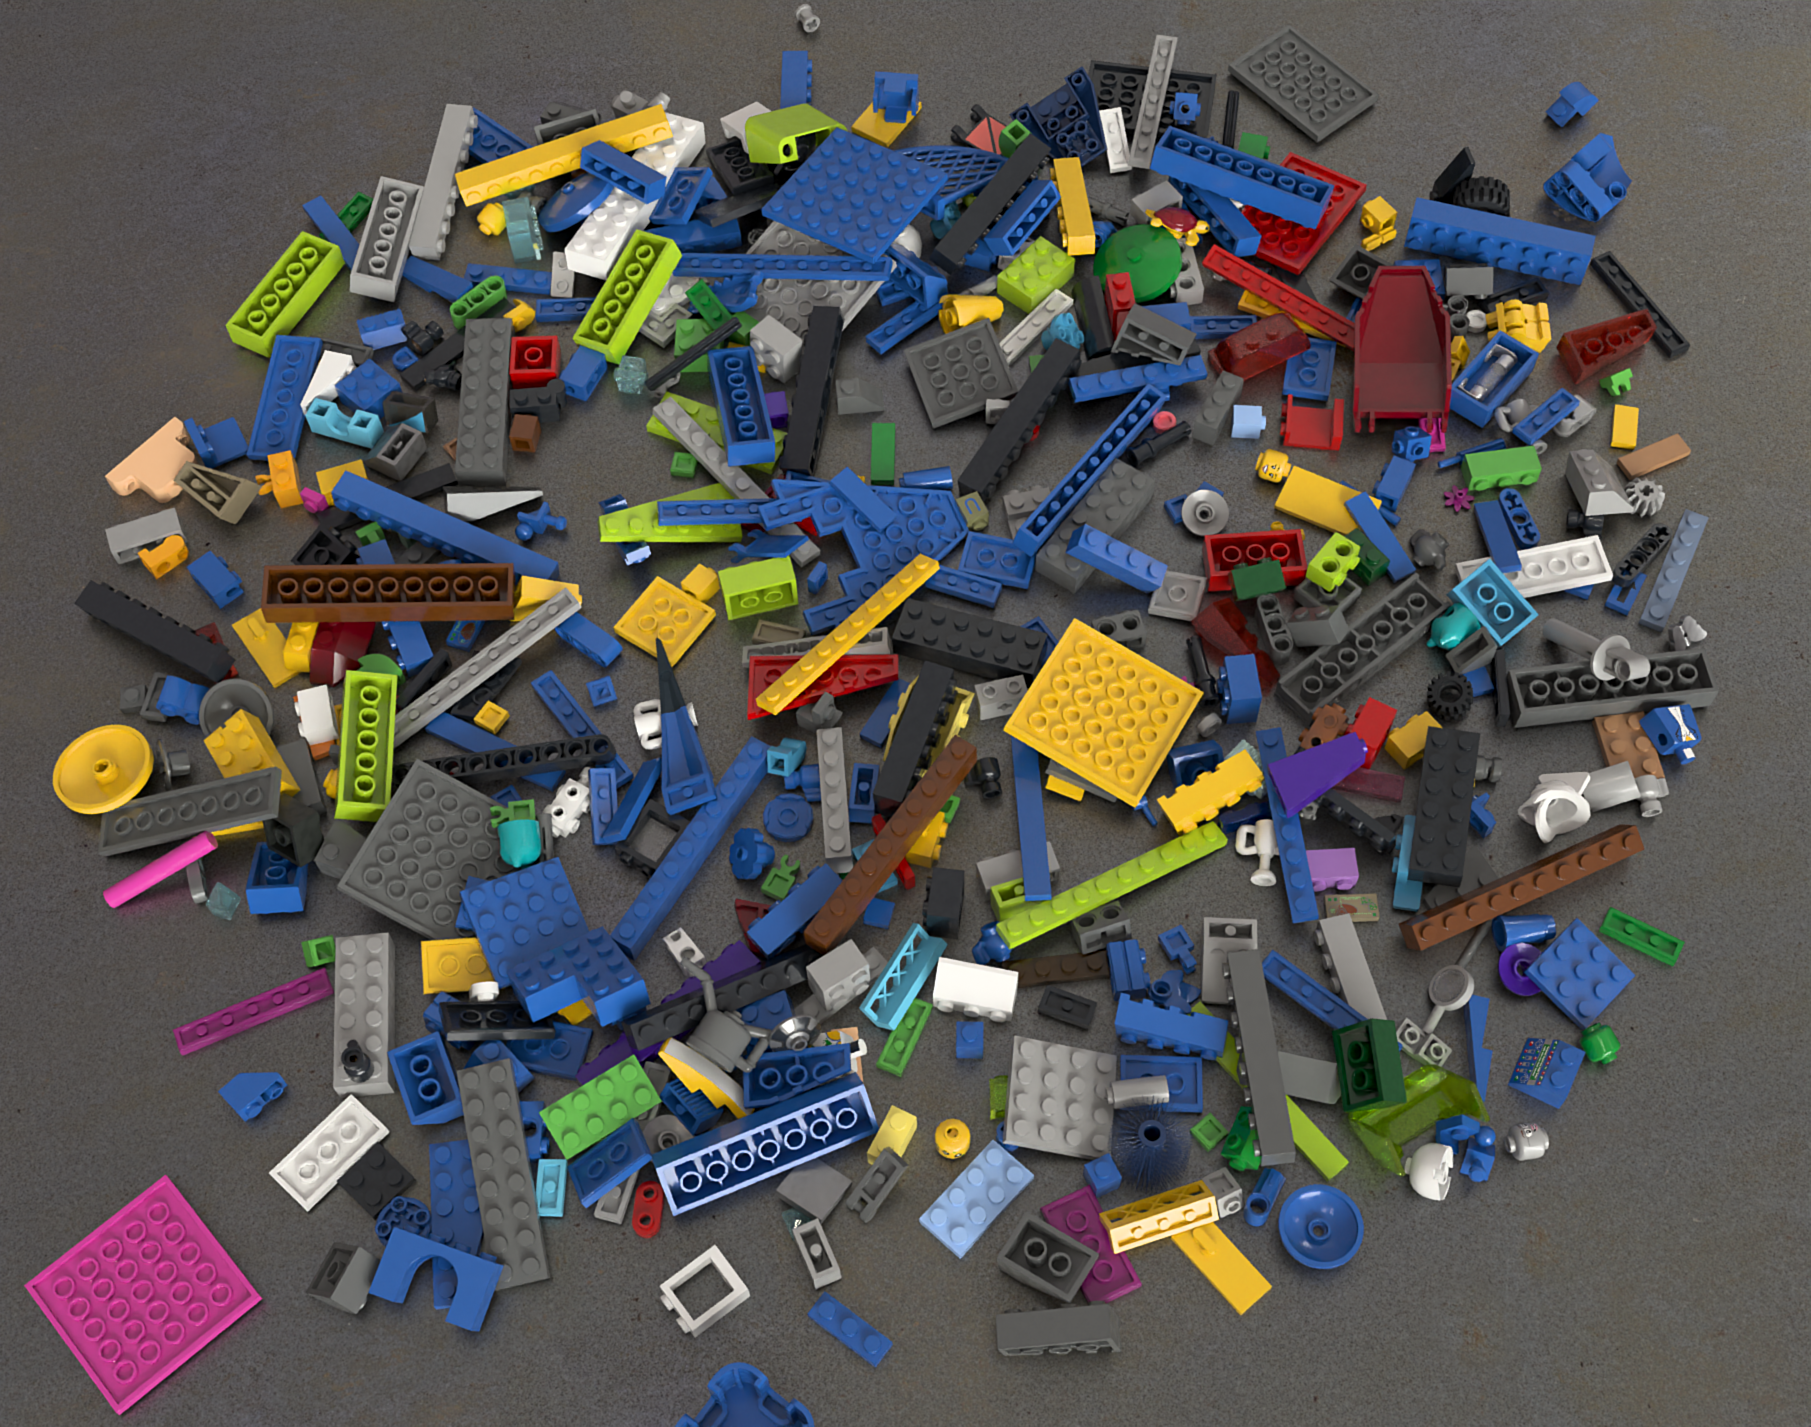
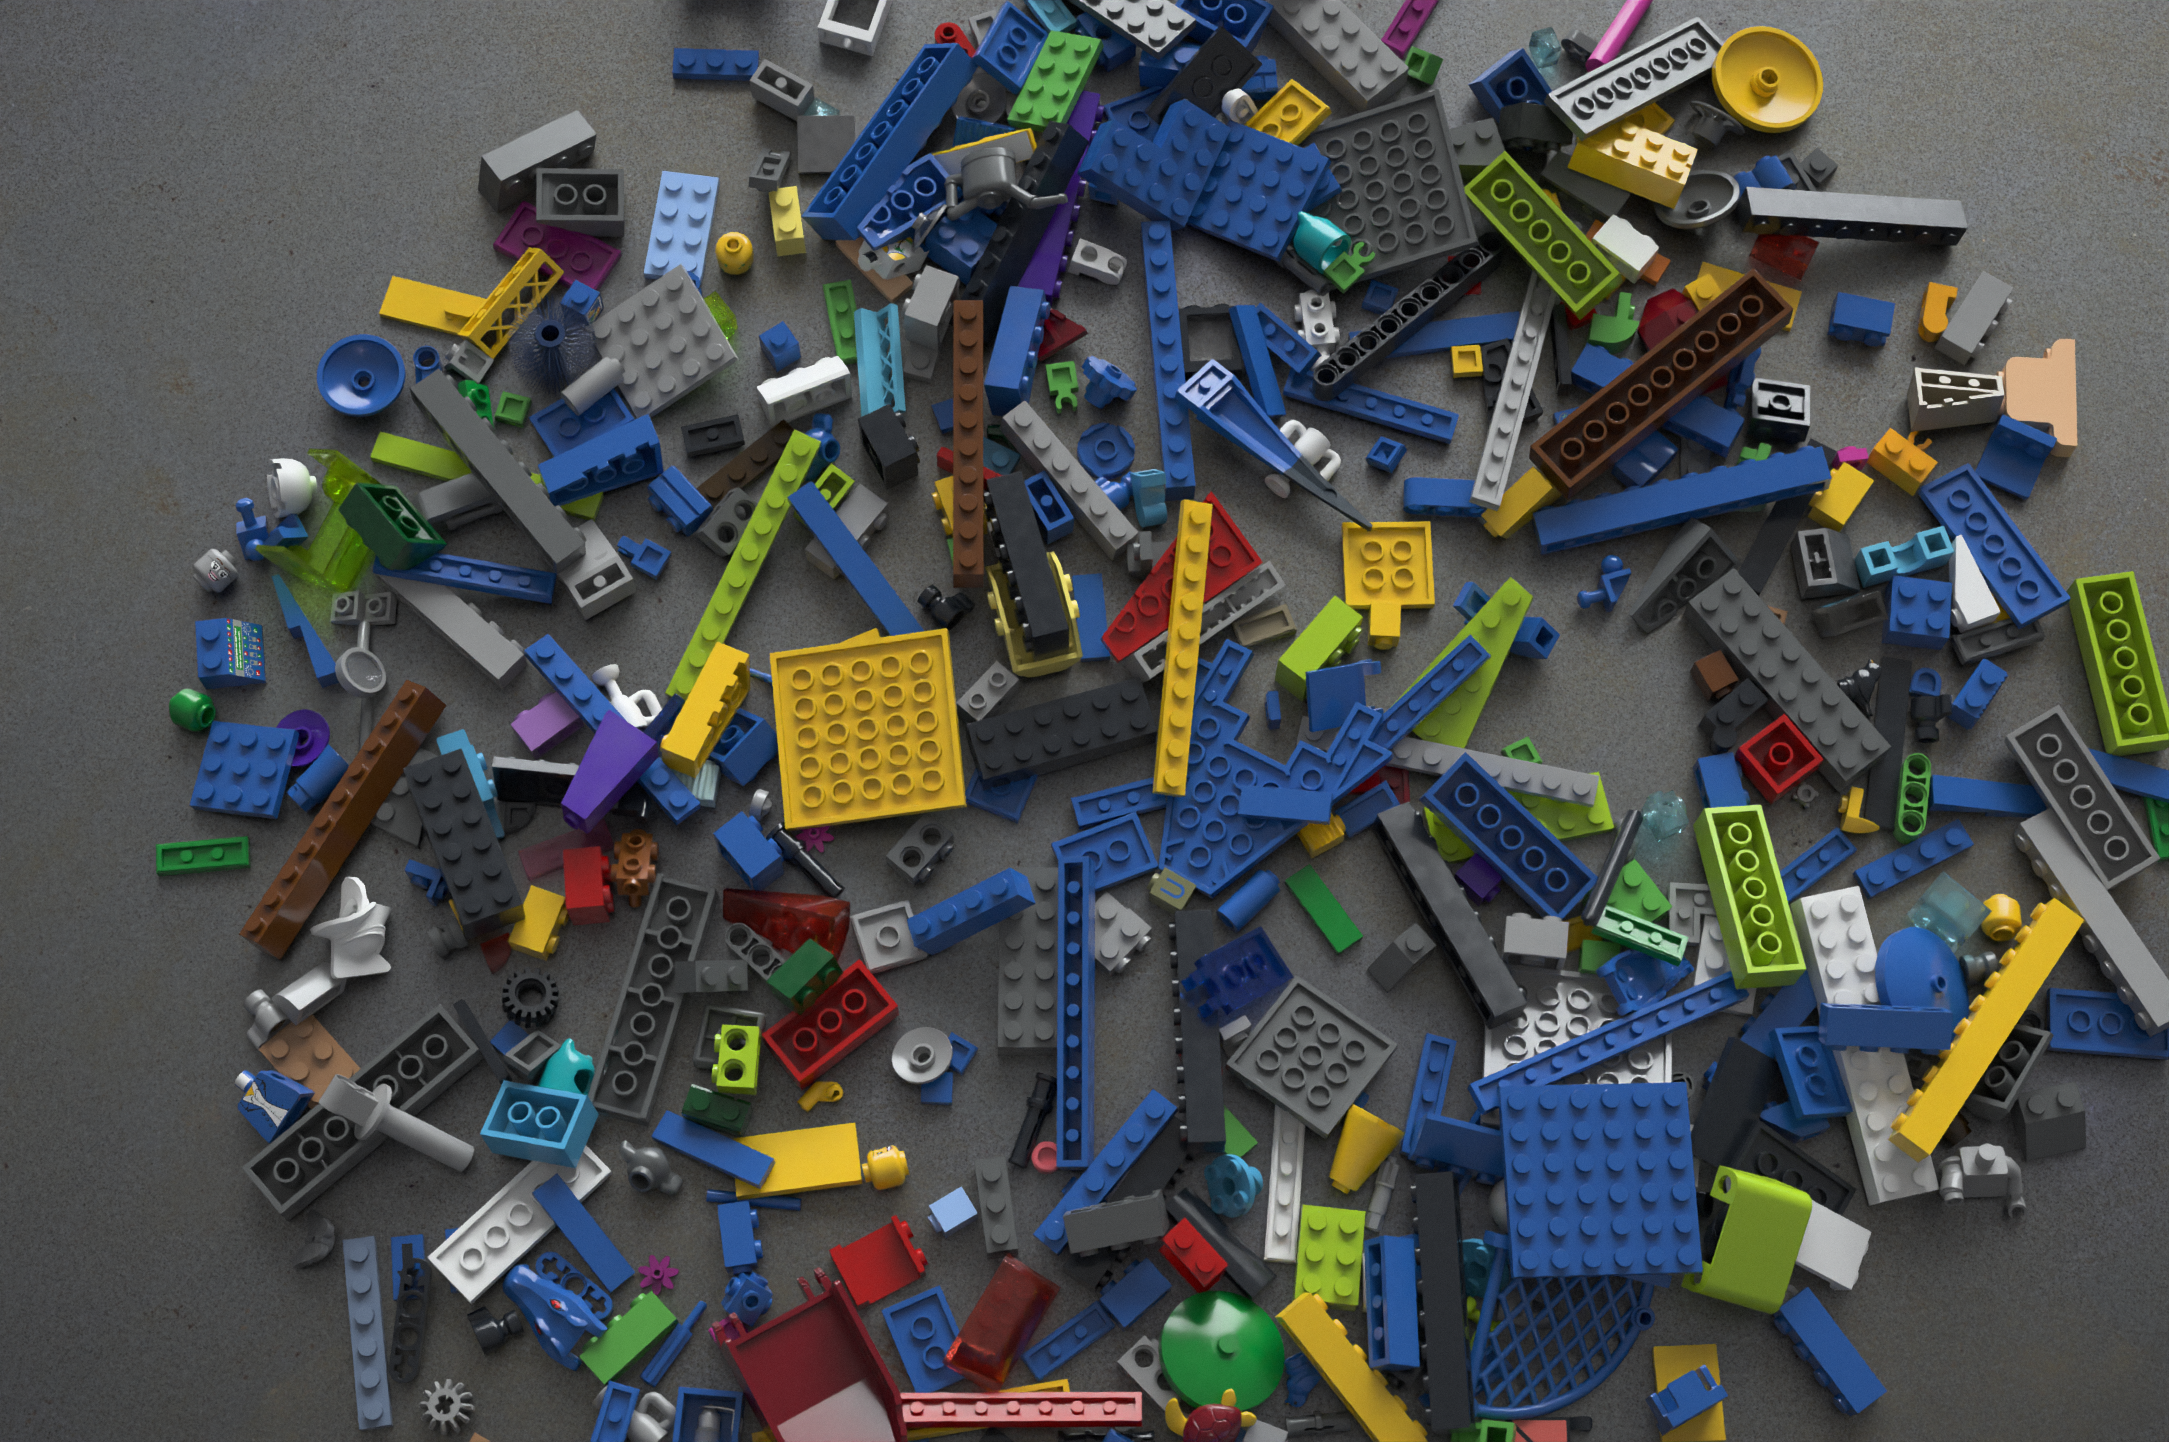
camera: 140 degrees right, 10 degrees up
(562, 278) = (1873, 904): light grey bracket -> none
(971, 434) = (1238, 973): none -> clear blue tile
(1175, 991) = (618, 513): blue plate -> none
(1359, 906) = (504, 704): dark tan tile -> none
(1544, 500) = (553, 1313): none -> blue animal
(1596, 484) = (501, 1379): light grey slope -> none

